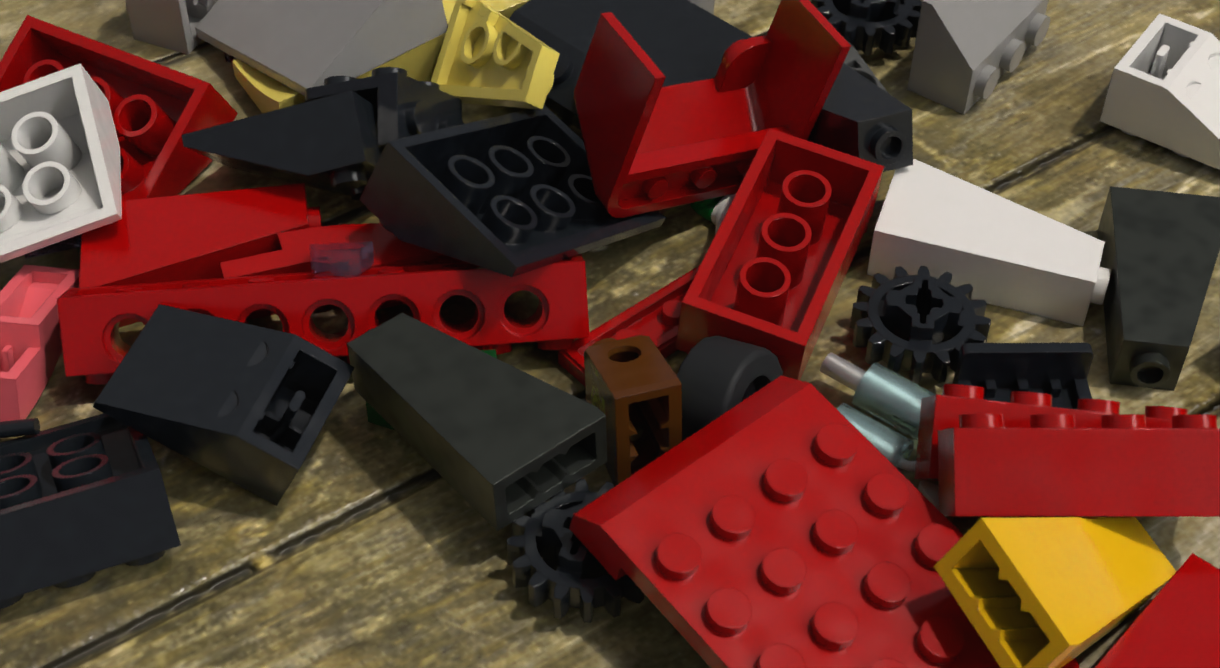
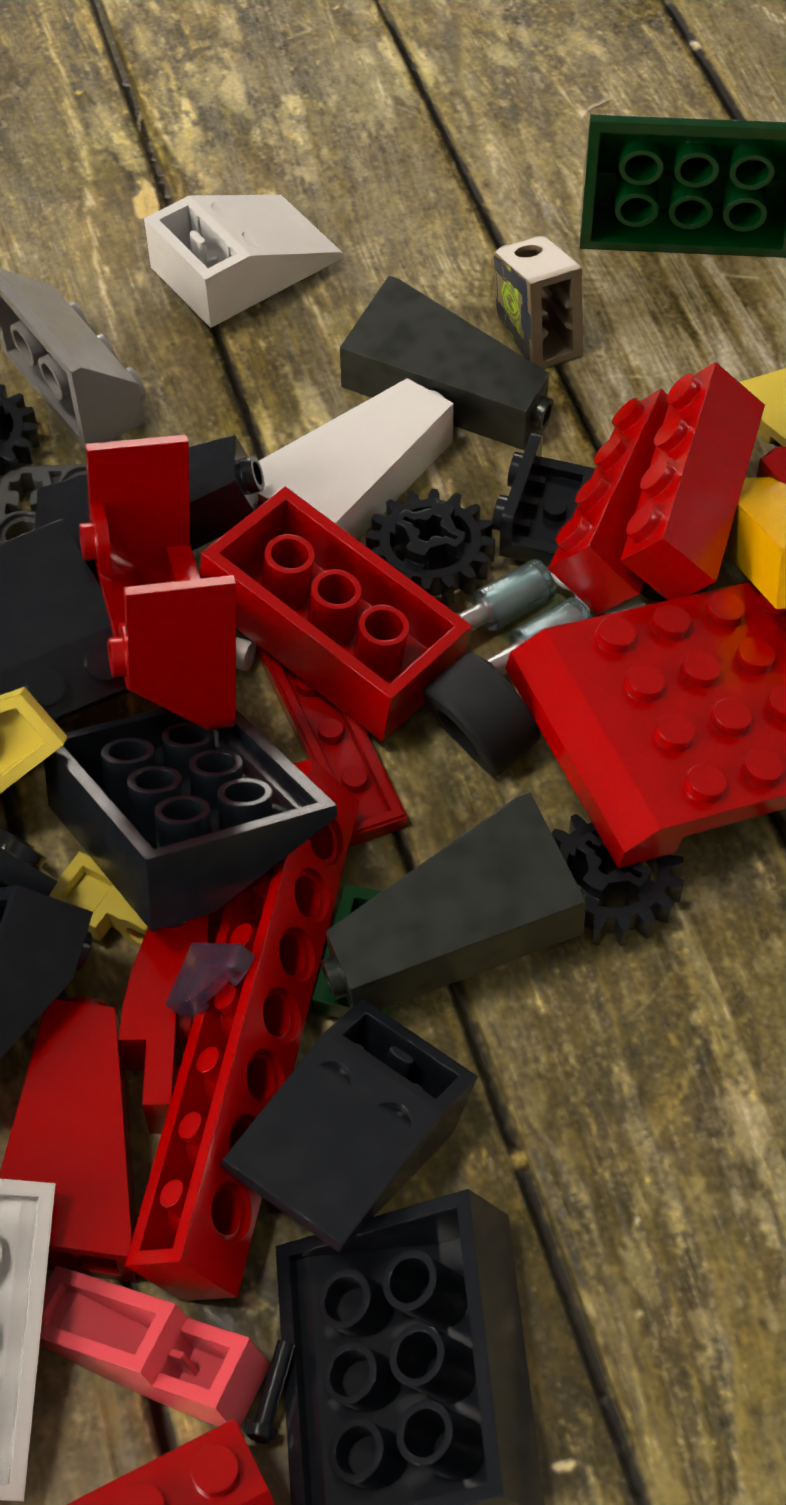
camera: 70 degrees left, 10 degrees up
(635, 385) = (461, 779): reddish brown torso -> none

